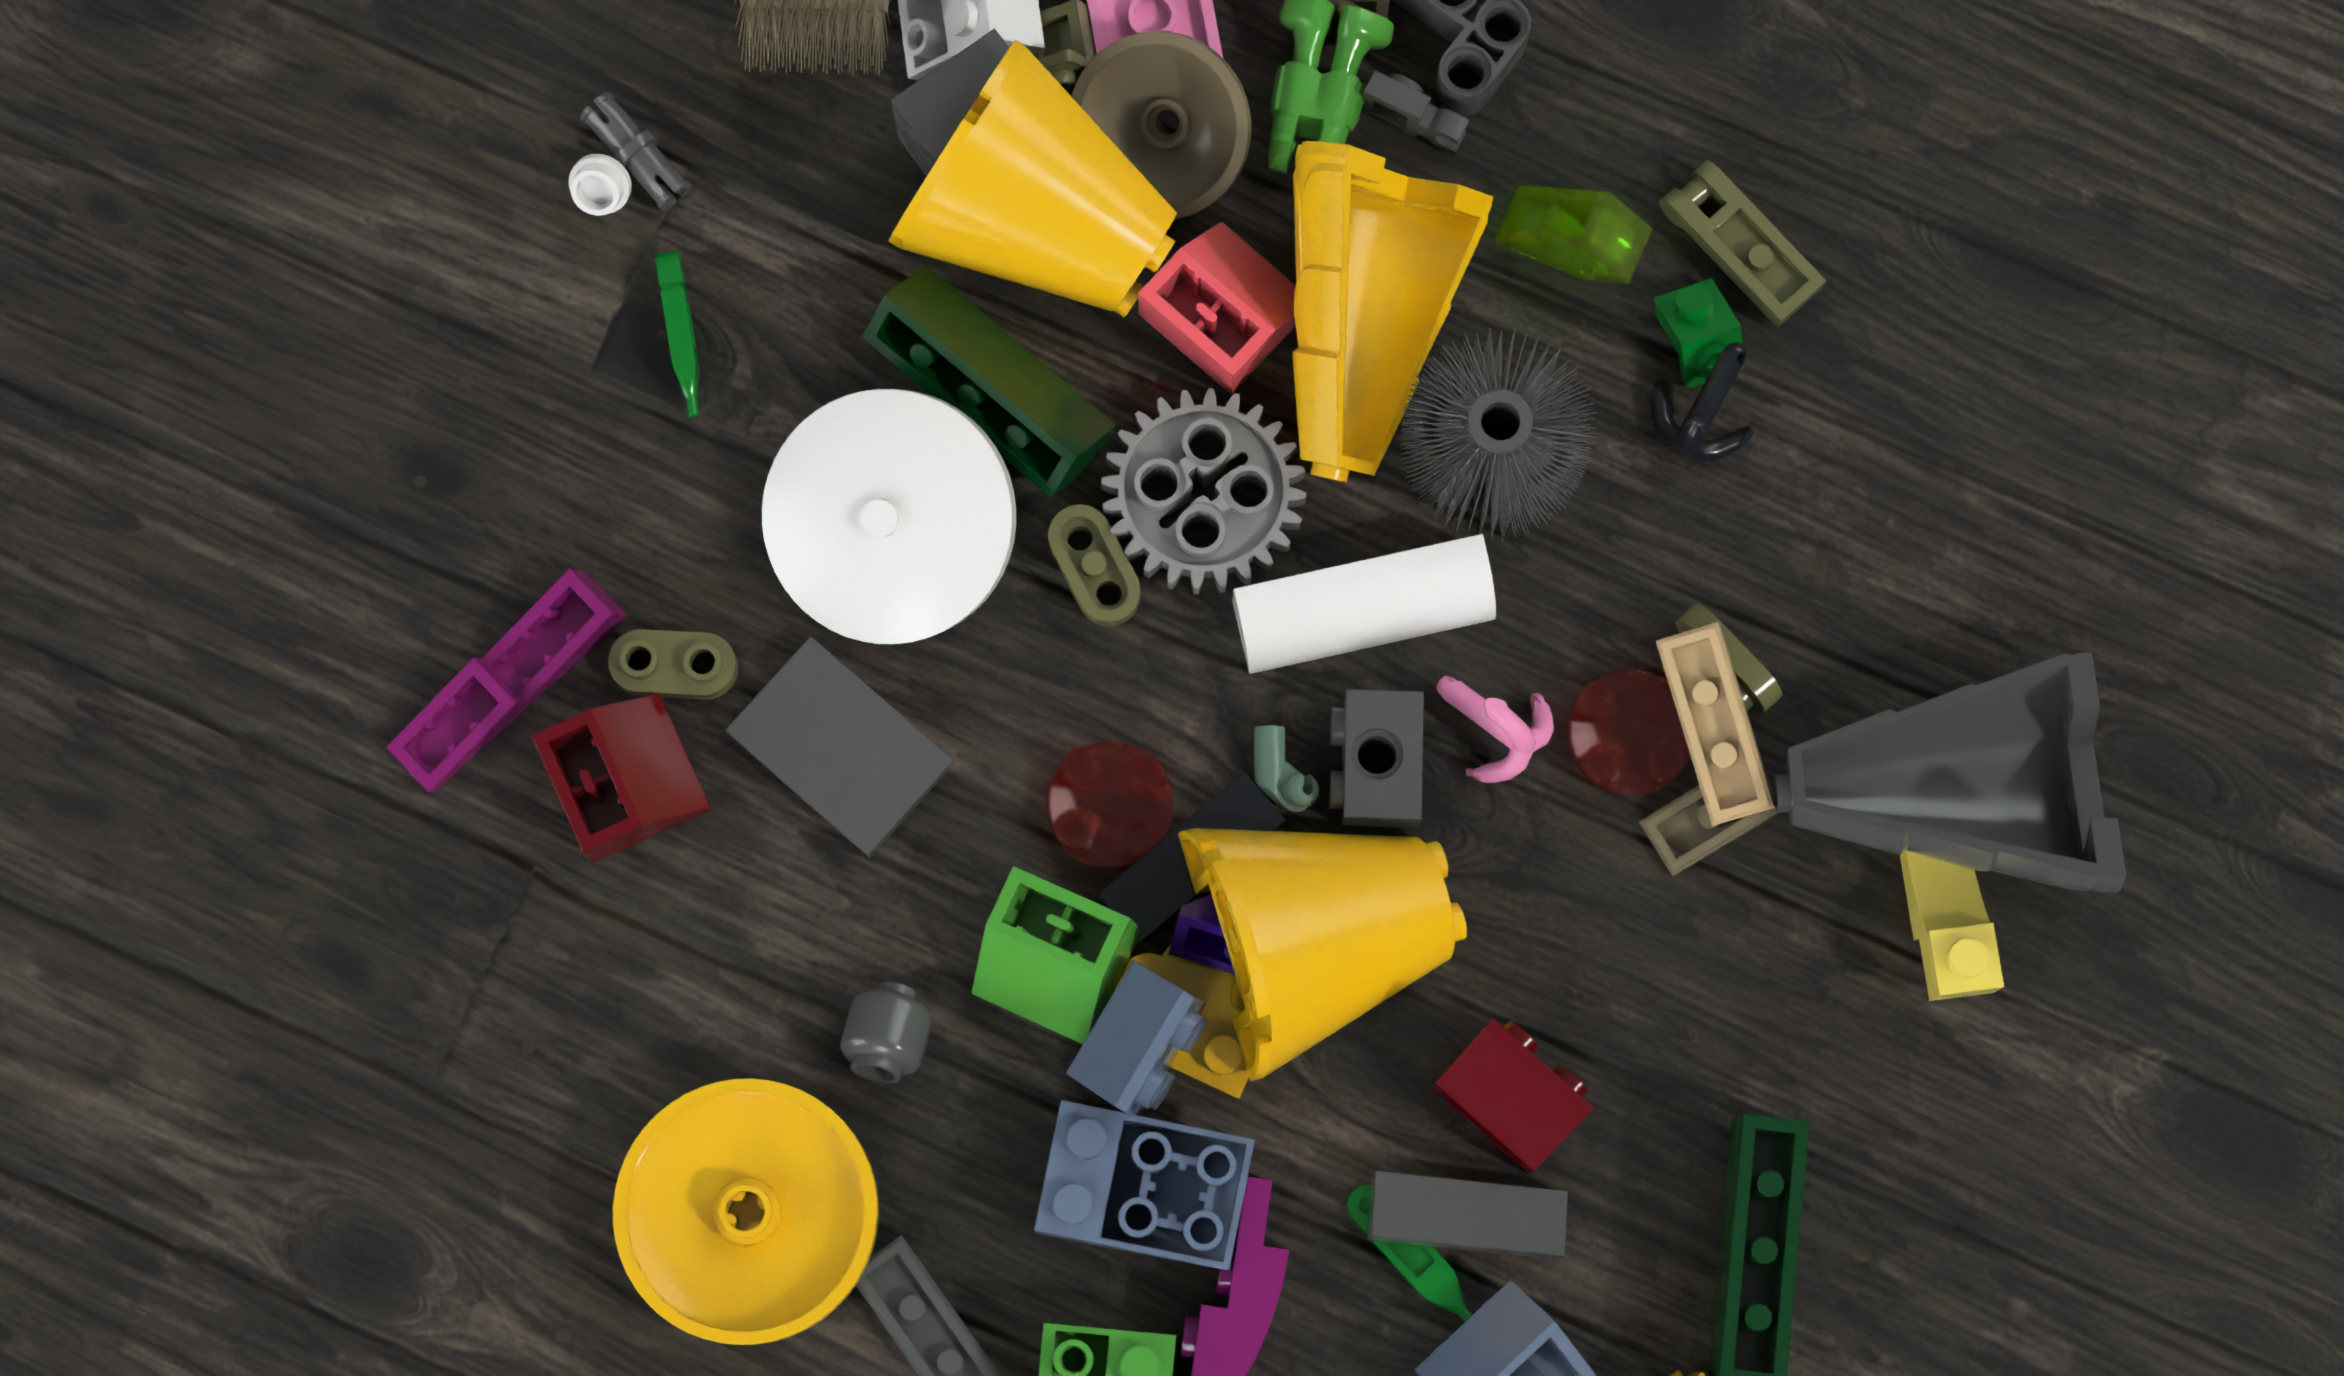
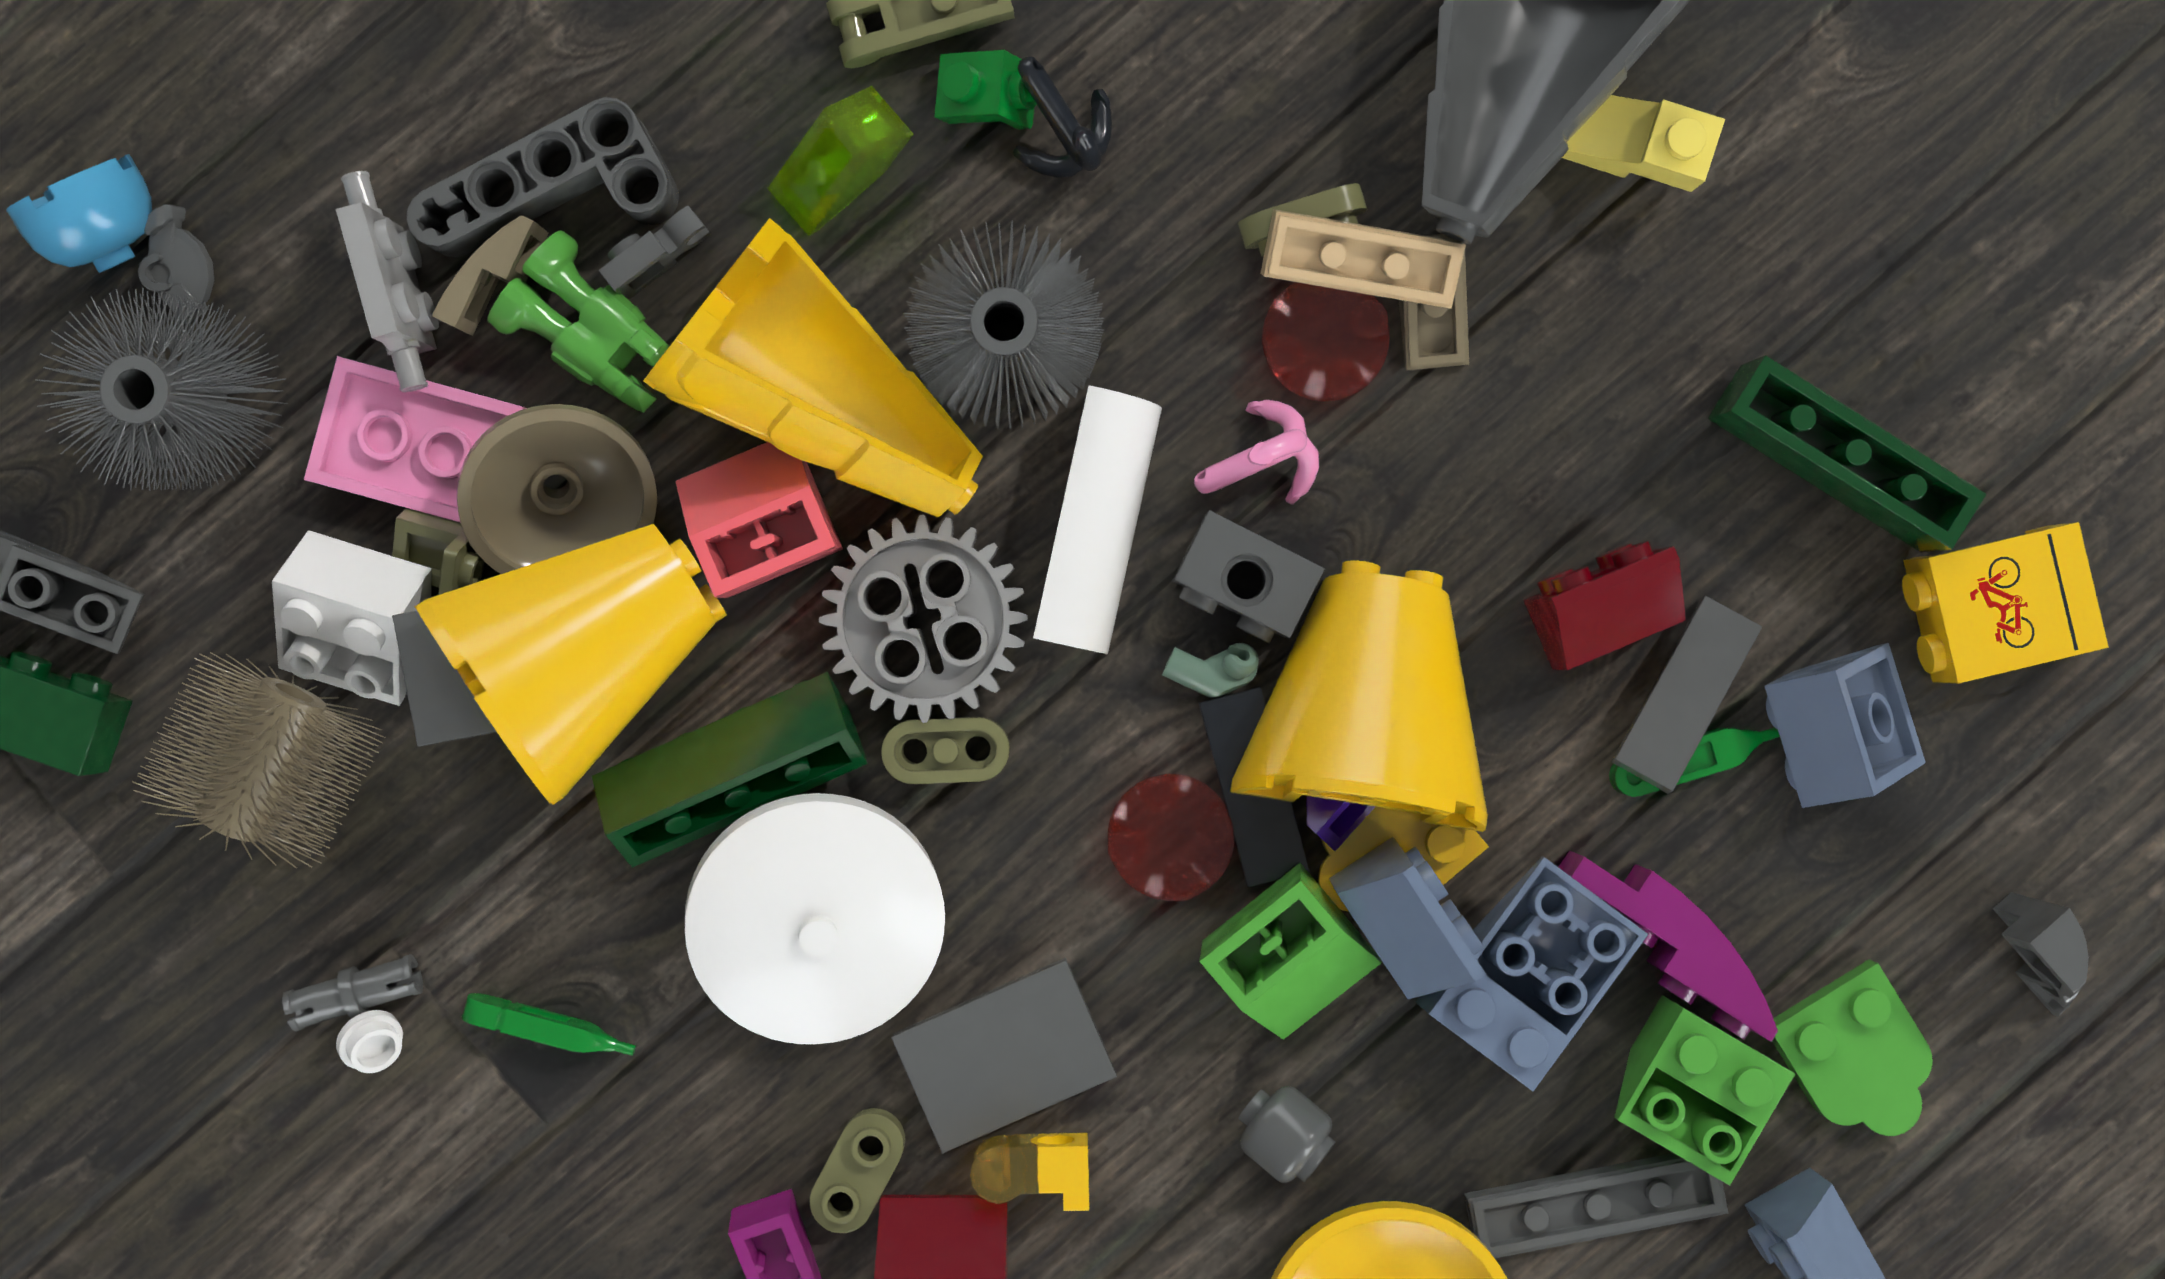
camera: 60 degrees left, 10 degrees up
(743, 798) = (1033, 1165): none -> leg

